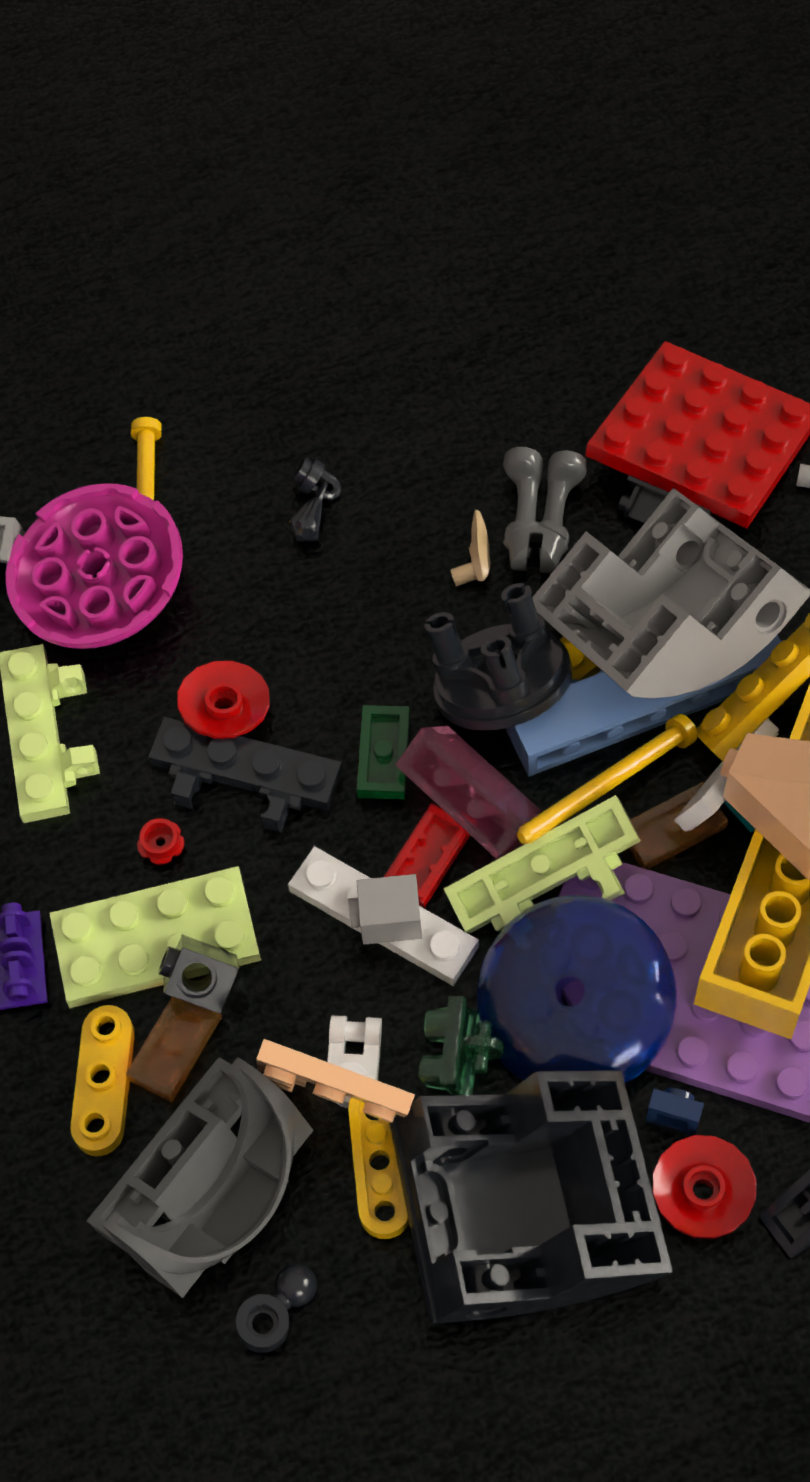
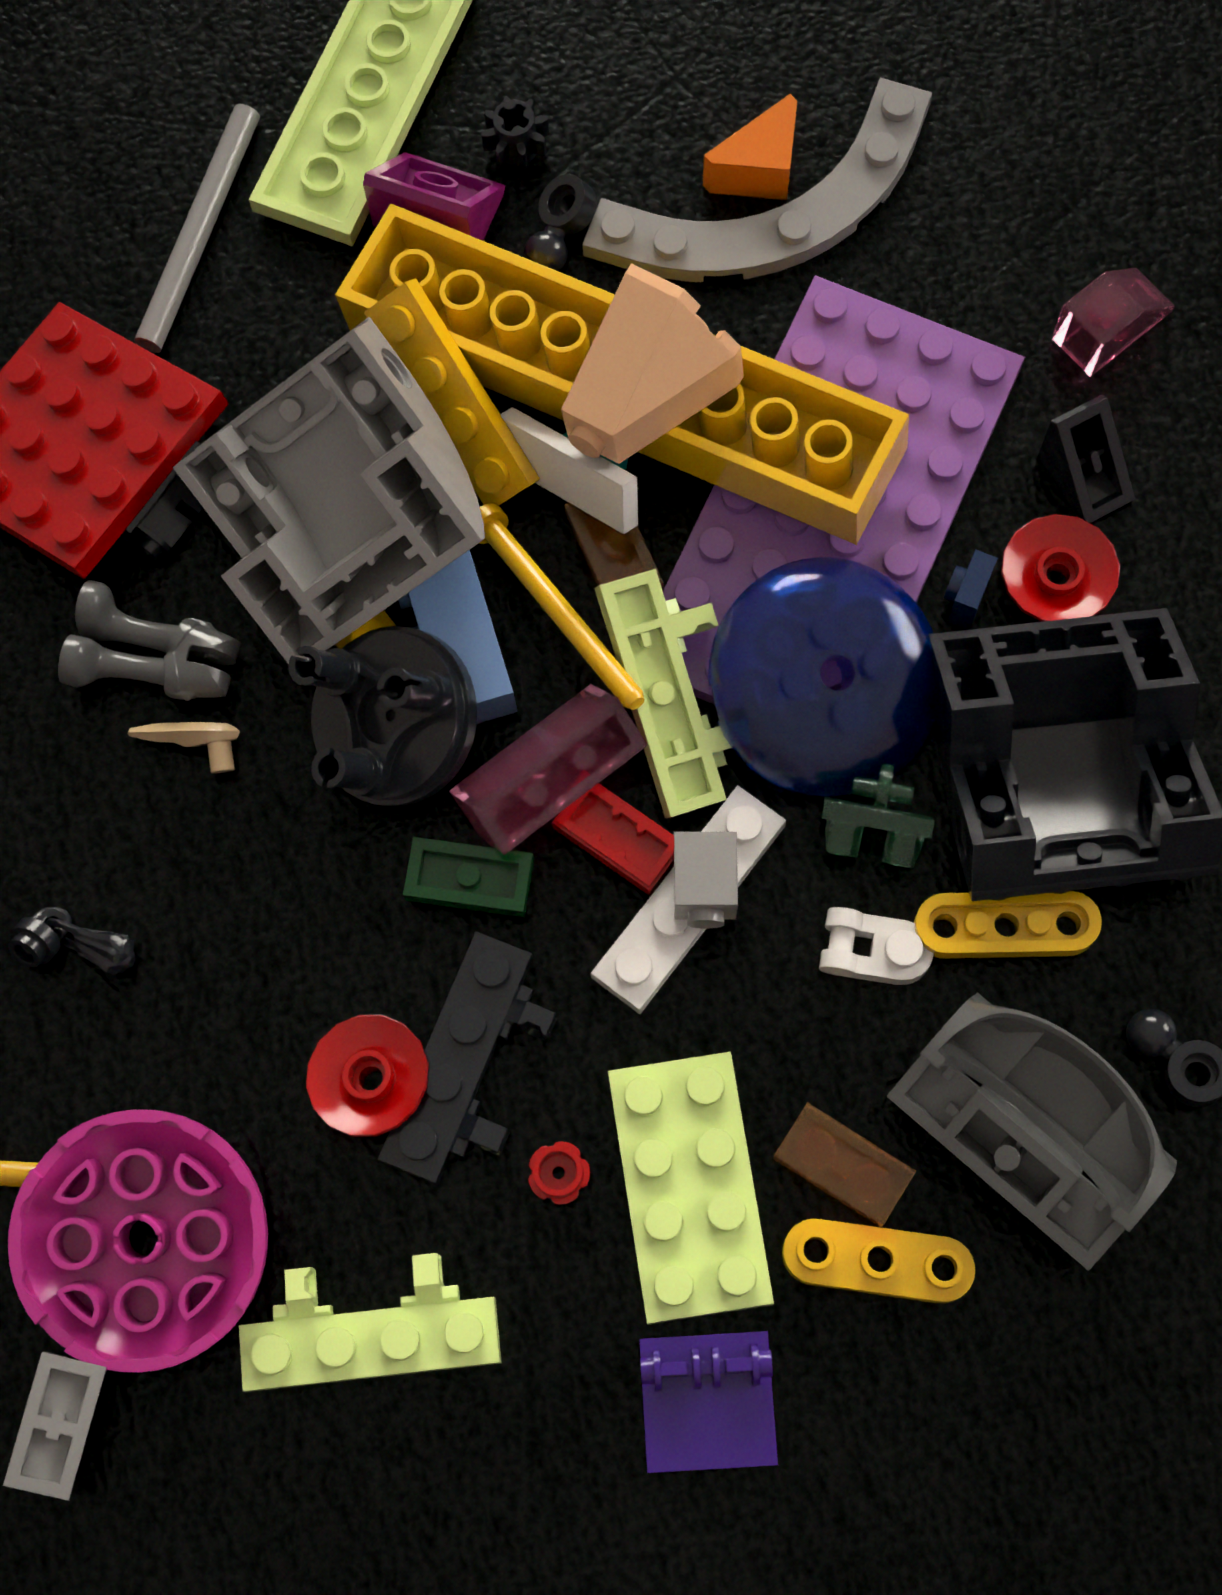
camera: 85 degrees left, 10 degrees up
(211, 990) = (763, 1120): brick -> none
(290, 1067) = (936, 989): light nougat plate -> none

